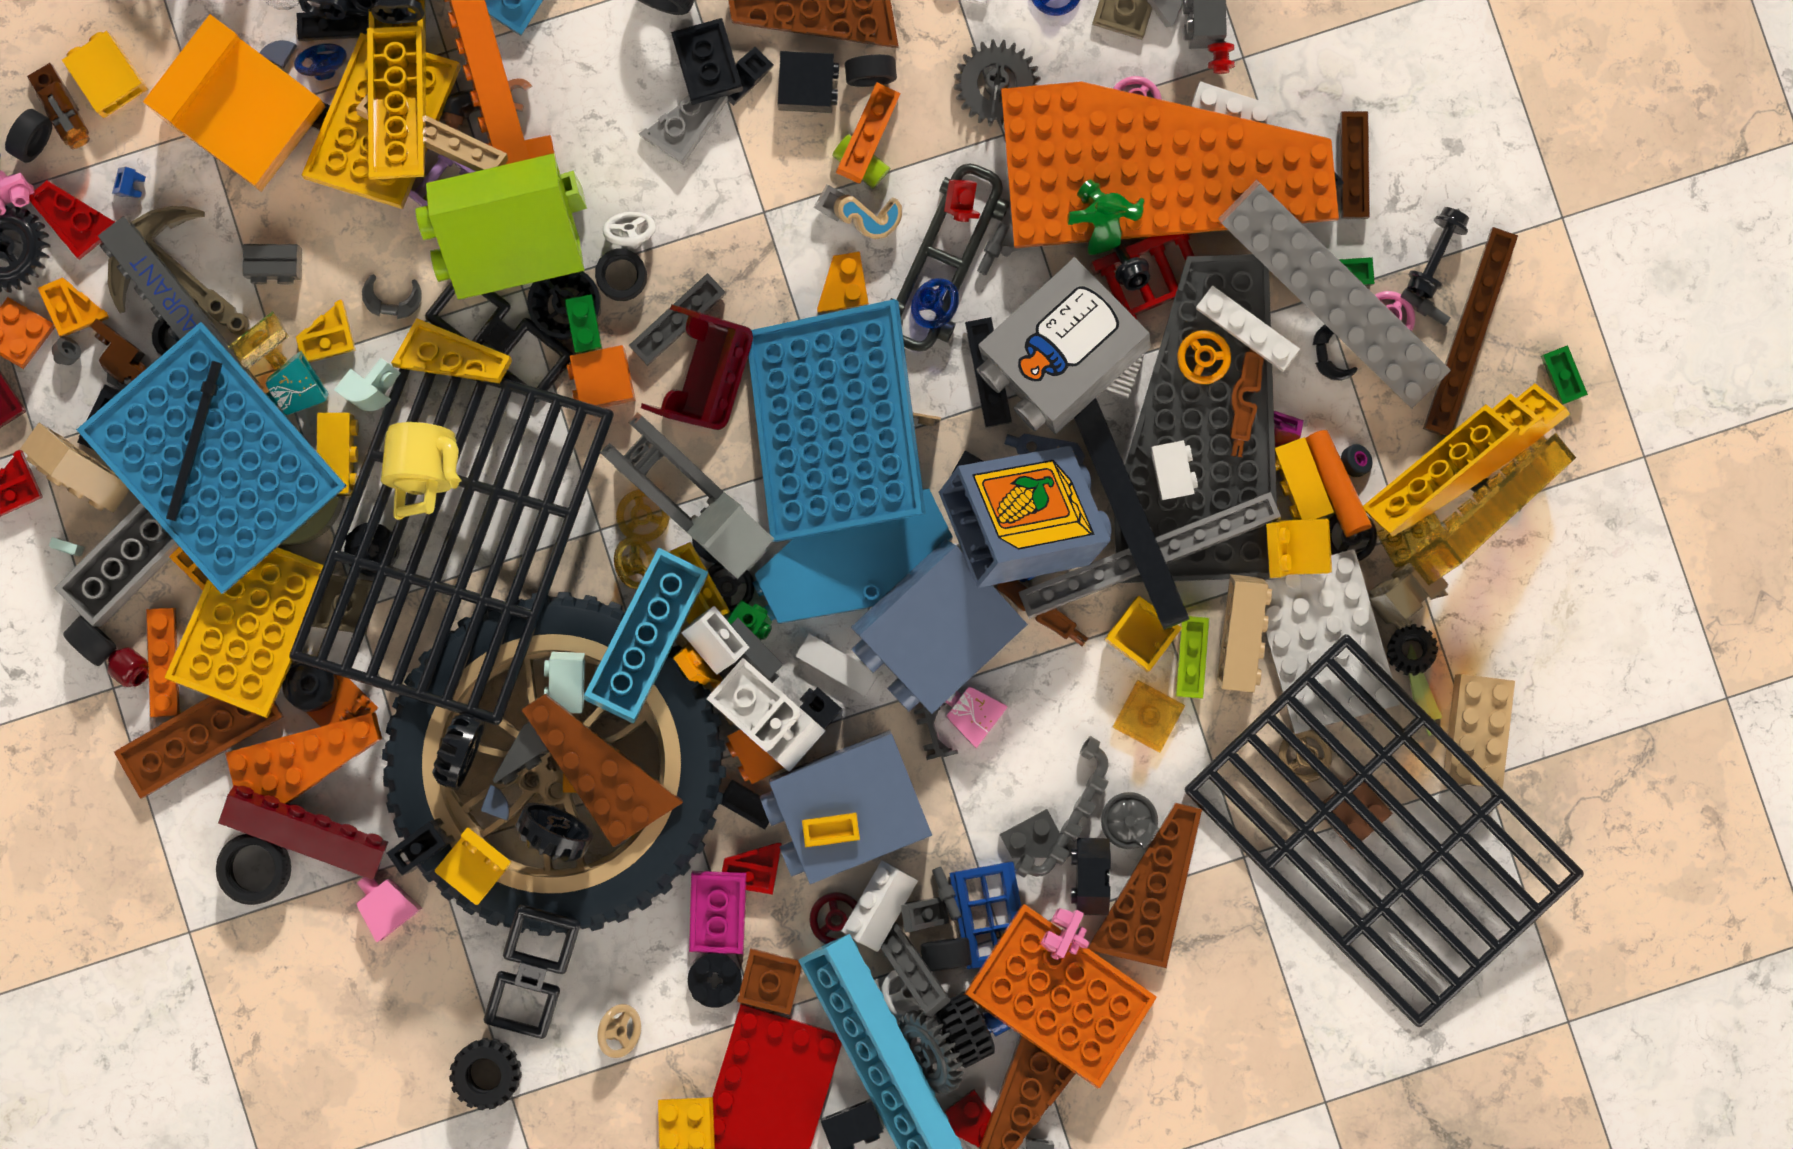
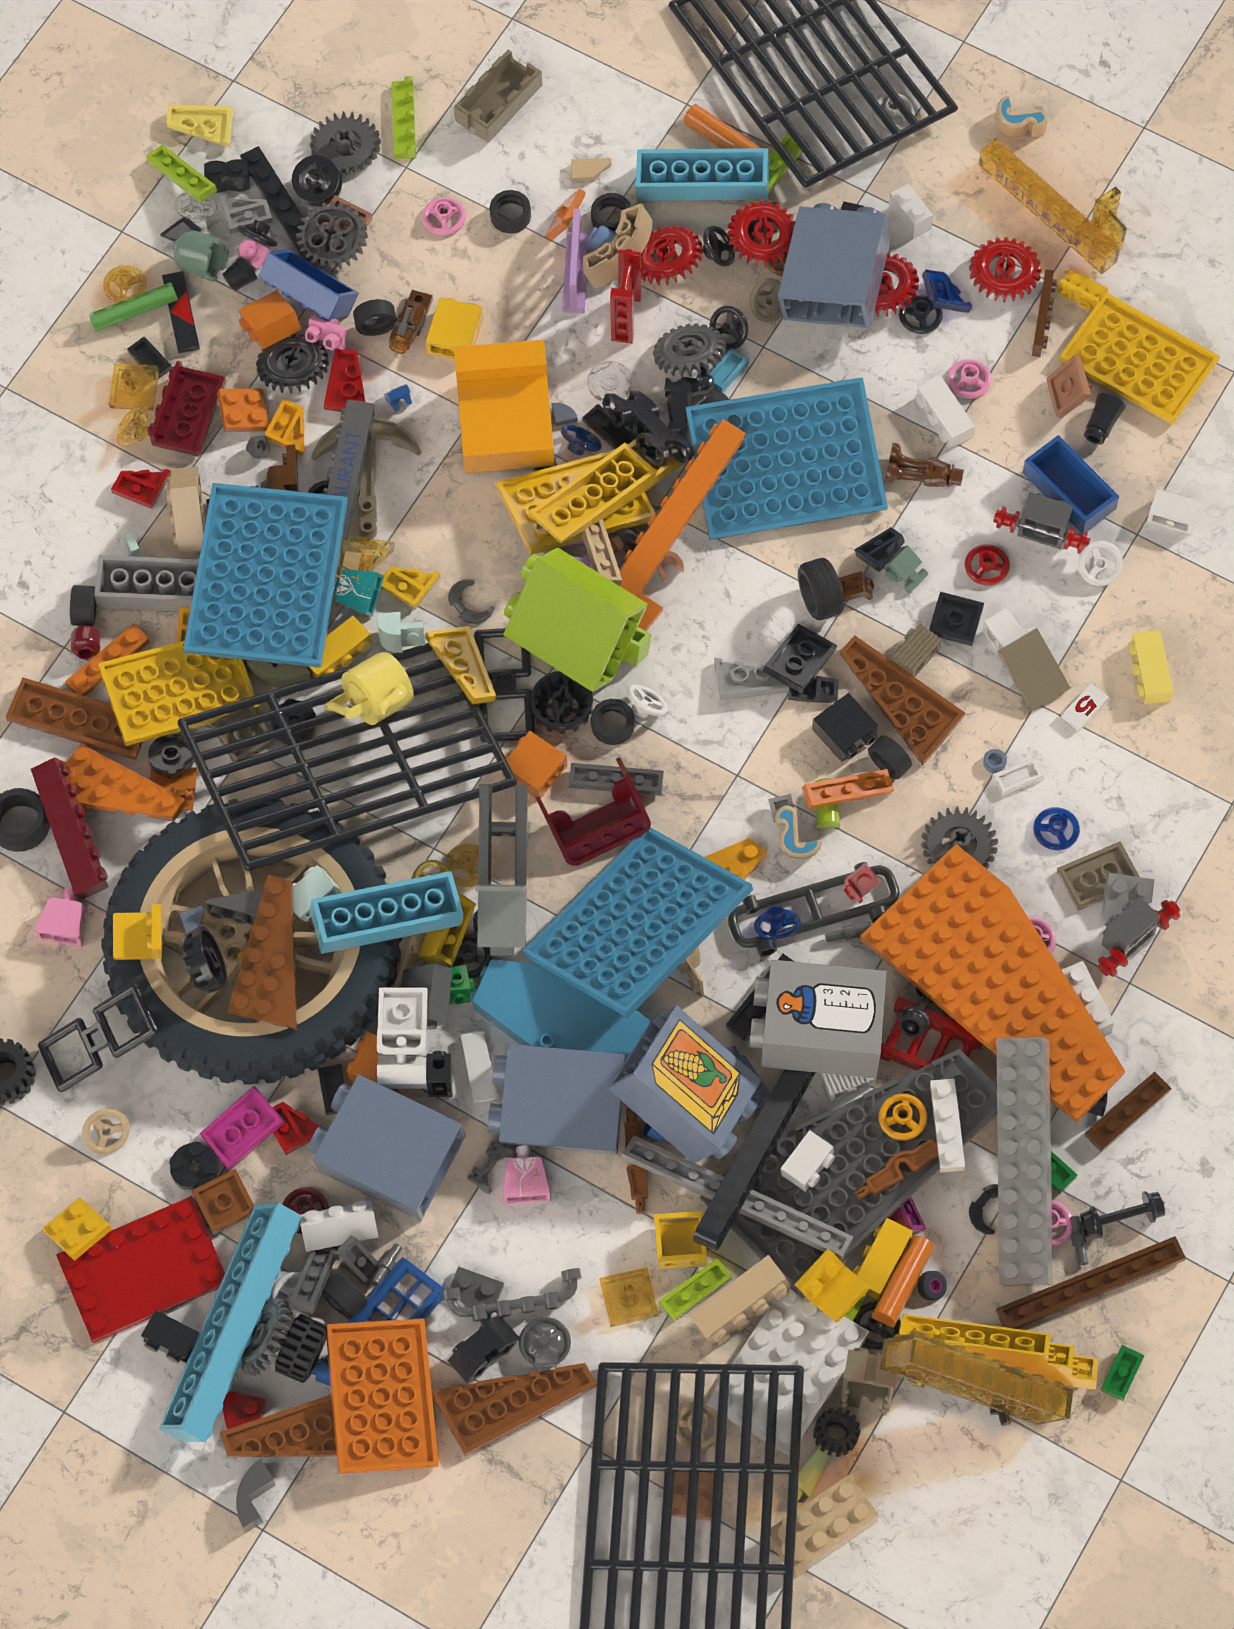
camera: 55 degrees right, 20 degrees down
(208, 389) = (309, 534): black bar -> none
(272, 262) = (425, 516): dark grey brick -> none
(420, 846) = (123, 890): black brick -> none
(458, 750) = (206, 860): black gear -> none
(583, 324) = (558, 721): green plate -> none
(695, 667) = (396, 964): light orange wing -> none
(715, 640) = (423, 960): white brick -> none
(830, 830) = (361, 1138): yellow tile -> none
(1059, 944) = (437, 1357): bright pink hips -> none
(1105, 215) = (934, 967): green animal -> none

